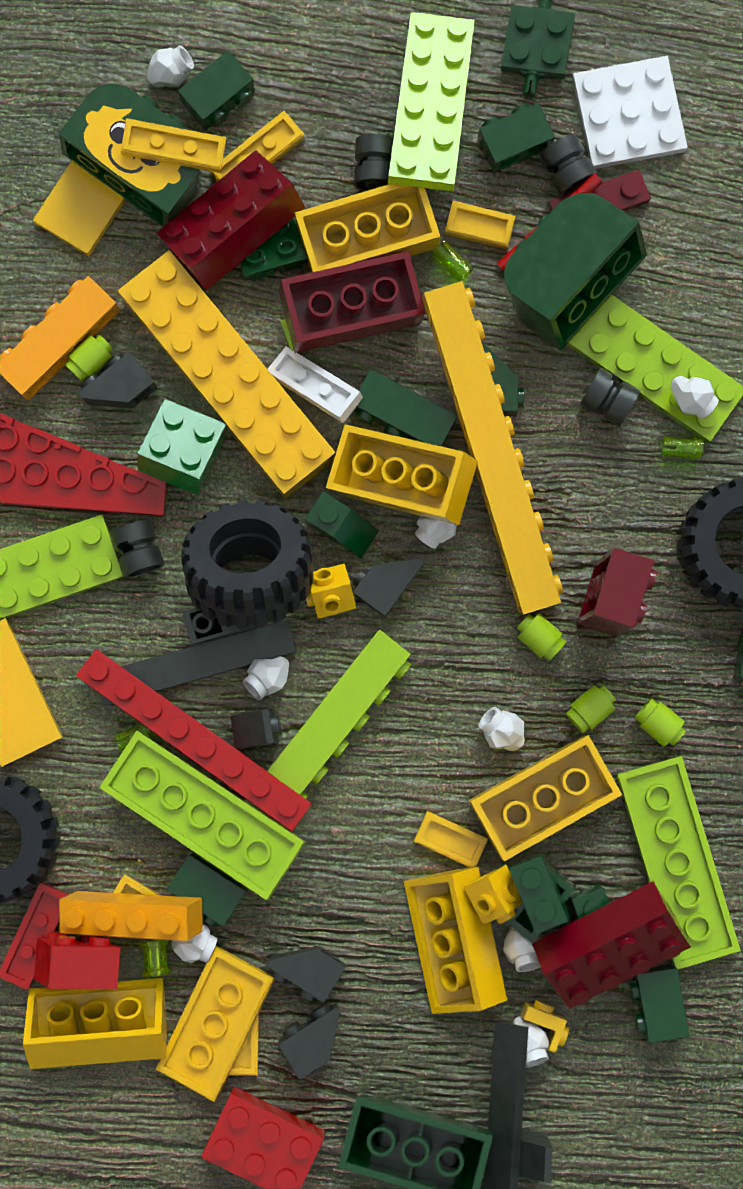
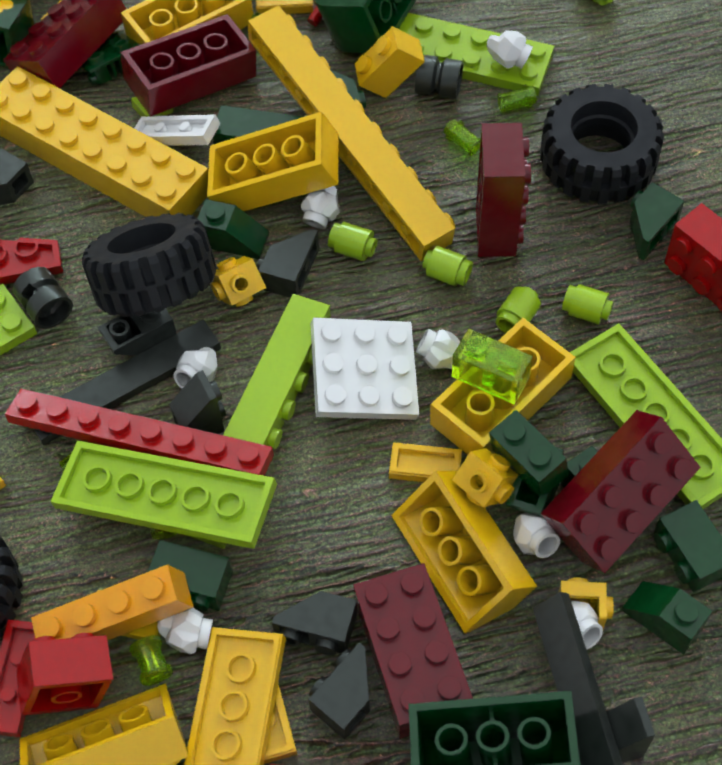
camera: 10 degrees left, 25 degrees down
(181, 447) = (64, 205): brick -> none
(380, 1022) = (409, 642): none -> dark red brick
(423, 731) = (364, 369): none -> white plate
(457, 576) = (352, 241): none -> lime brick
(537, 791) = (491, 366): none -> clear neon green brick
(561, 371) = (389, 62): none -> yellow brick
(609, 478) = (457, 132): none -> clear neon green pin
(610, 1056) = (668, 613): none -> dark green slope

